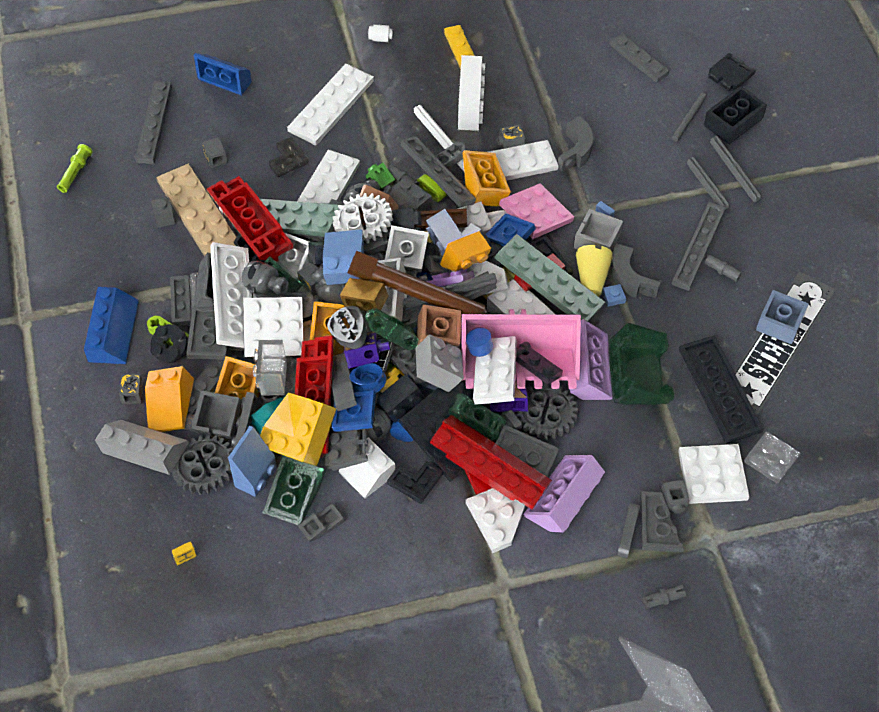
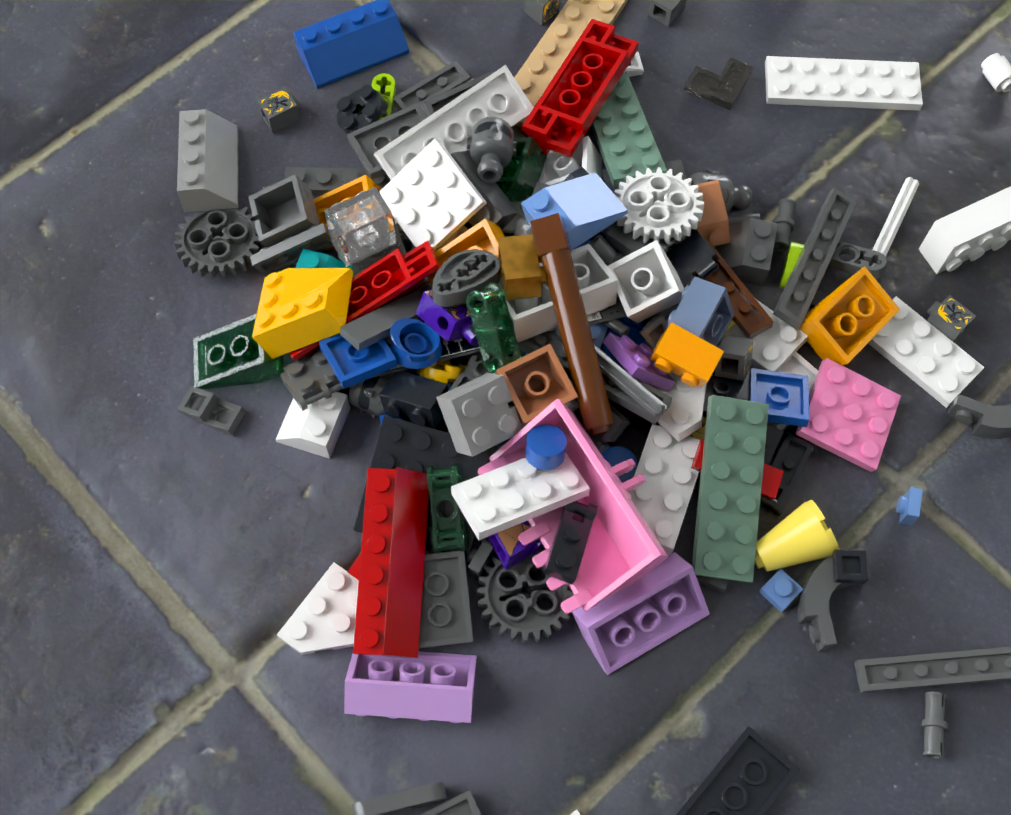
camera: 60 degrees right, 10 degrees up
(168, 398) = (282, 151): light orange slope -> none
(183, 553) = (90, 285): yellow tile -> none
(251, 463) = (232, 281): medium blue slope -> none
(329, 179) = (717, 146): white plate -> none
(381, 175) = (766, 197): bright green bracket -> none
(418, 485) = (320, 490): black plate -> none
(598, 231) = (863, 520): light grey piece -> none
(625, 252) = (850, 566): none -> black plate
(637, 366) = (674, 687): clear green windscreen -> none

